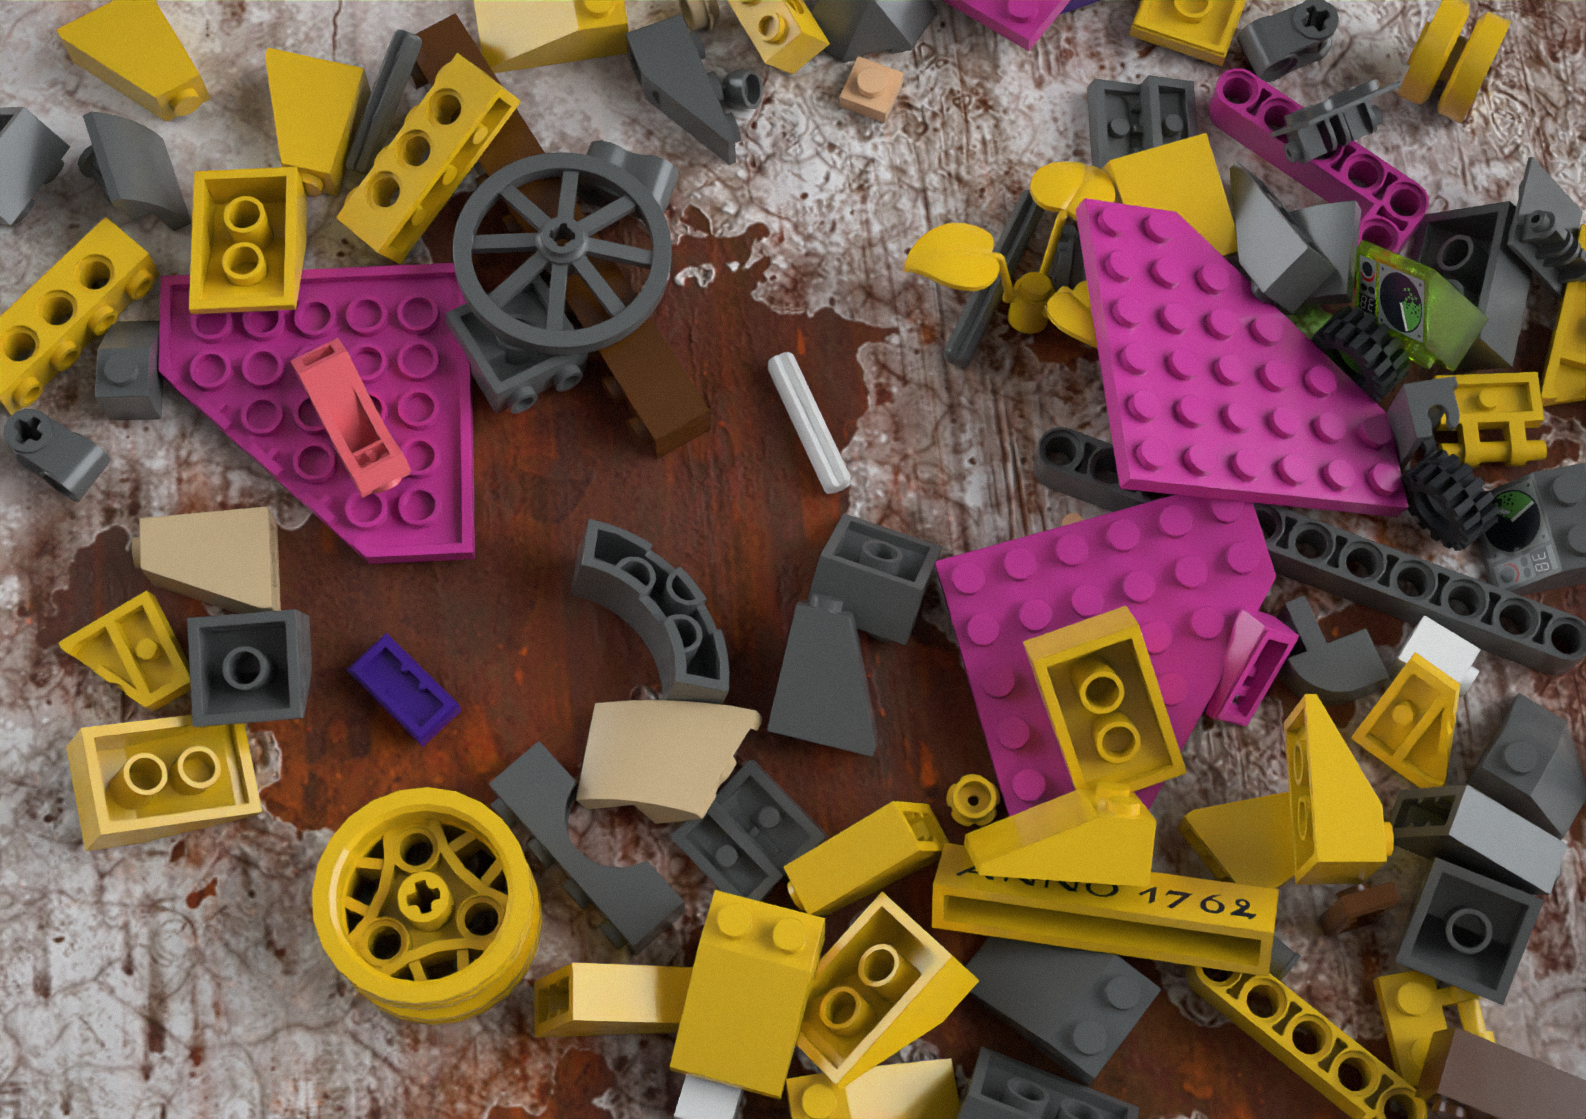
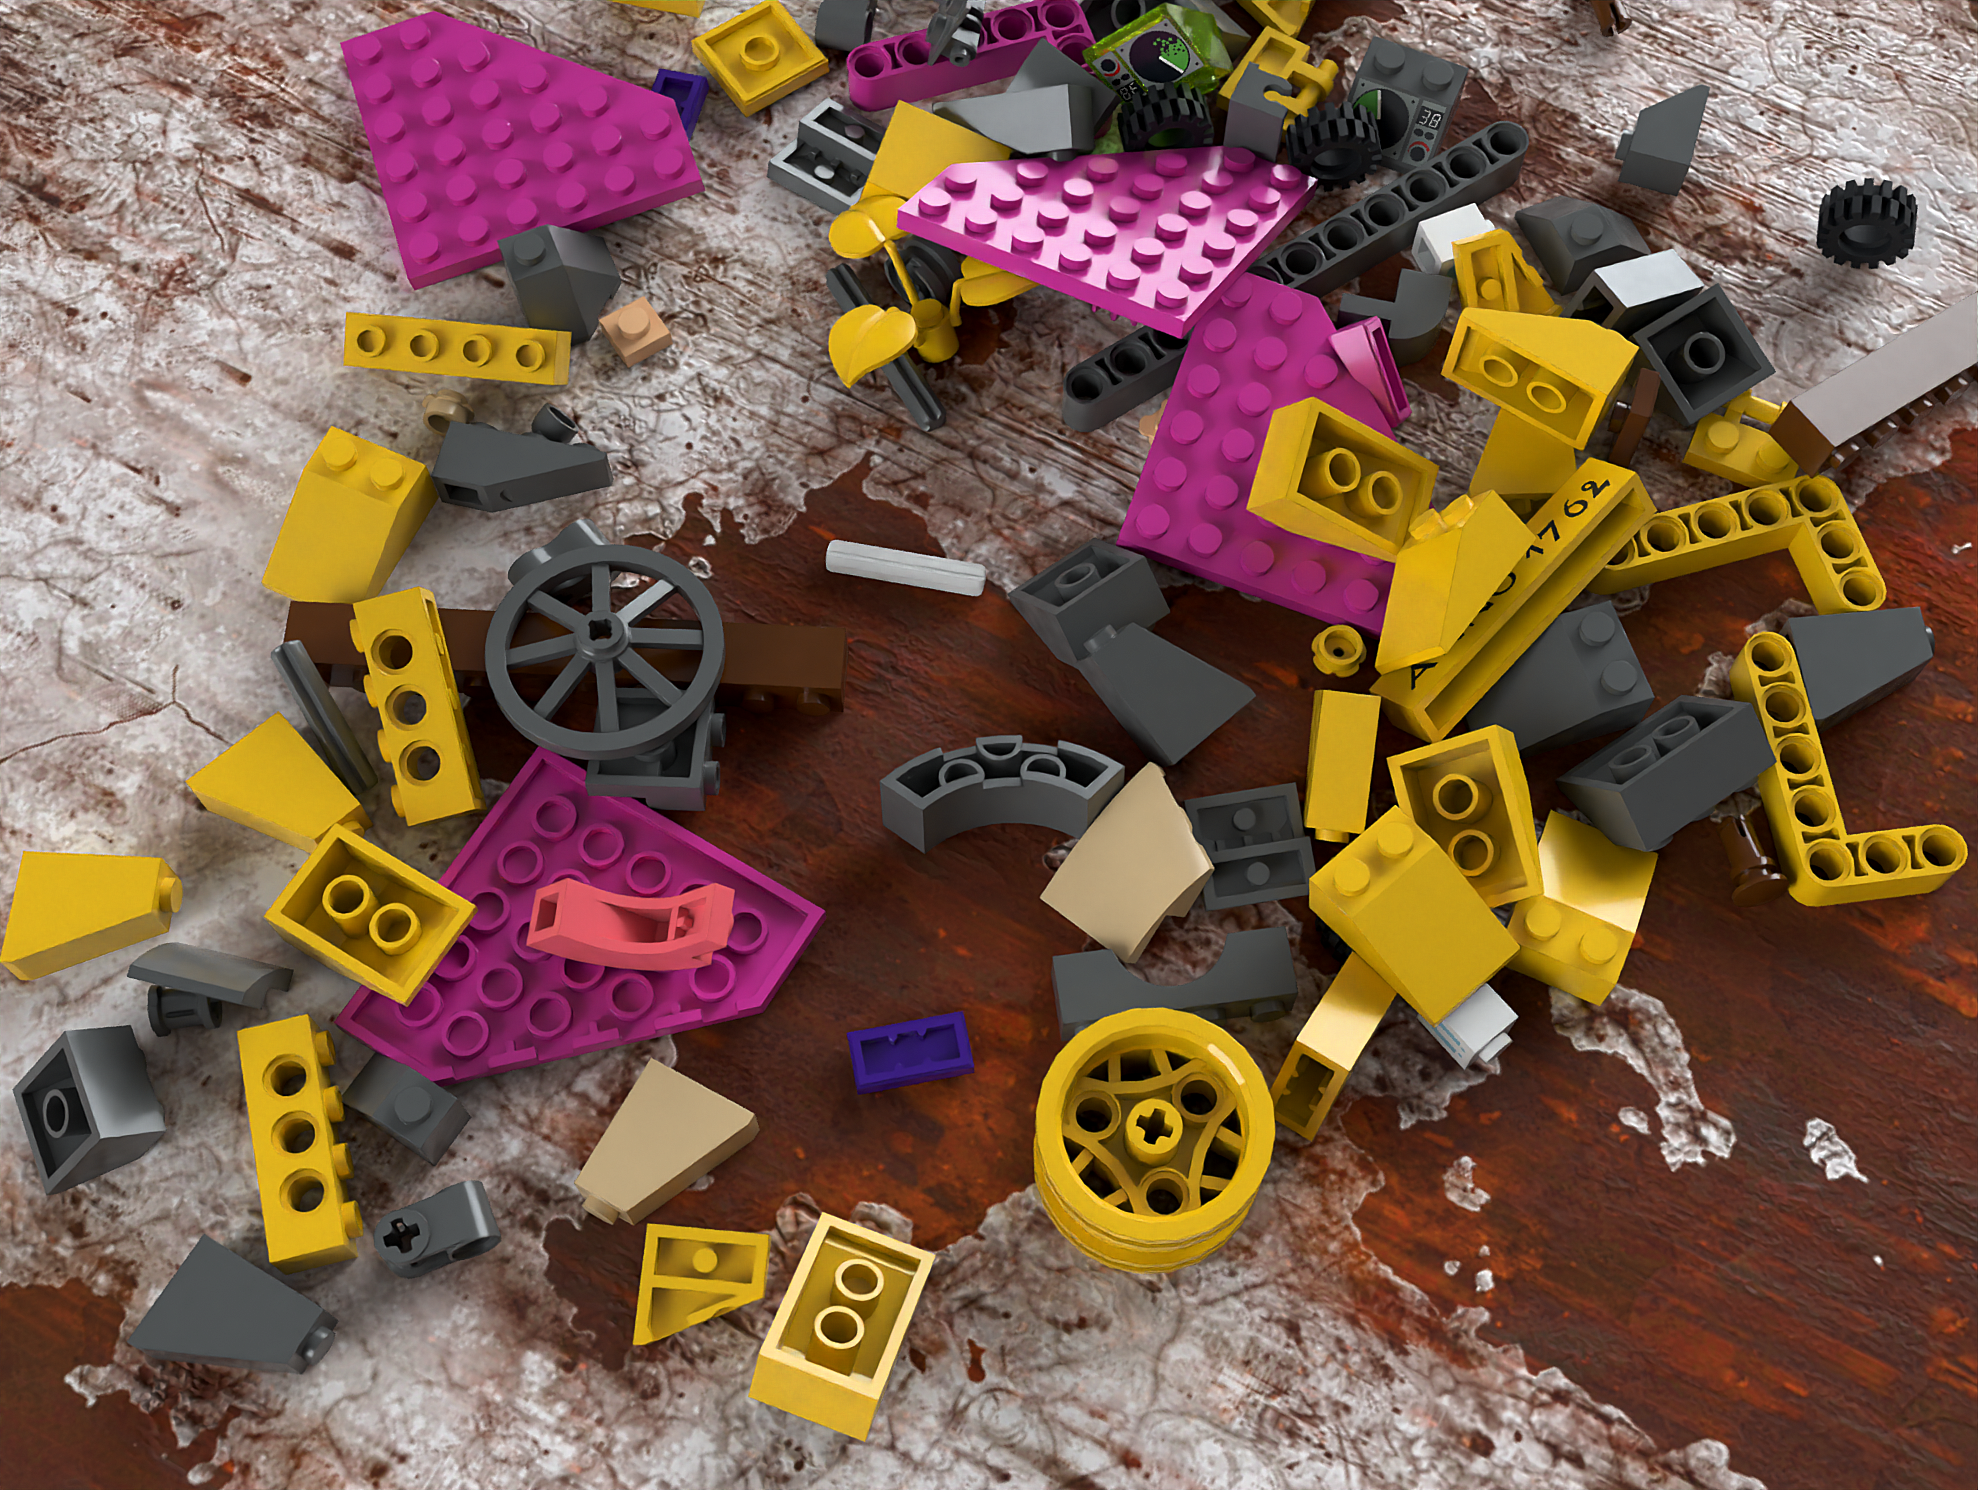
camera: 55 degrees left, 5 degrees down
(249, 667) = (799, 1172): dark grey slope -> none

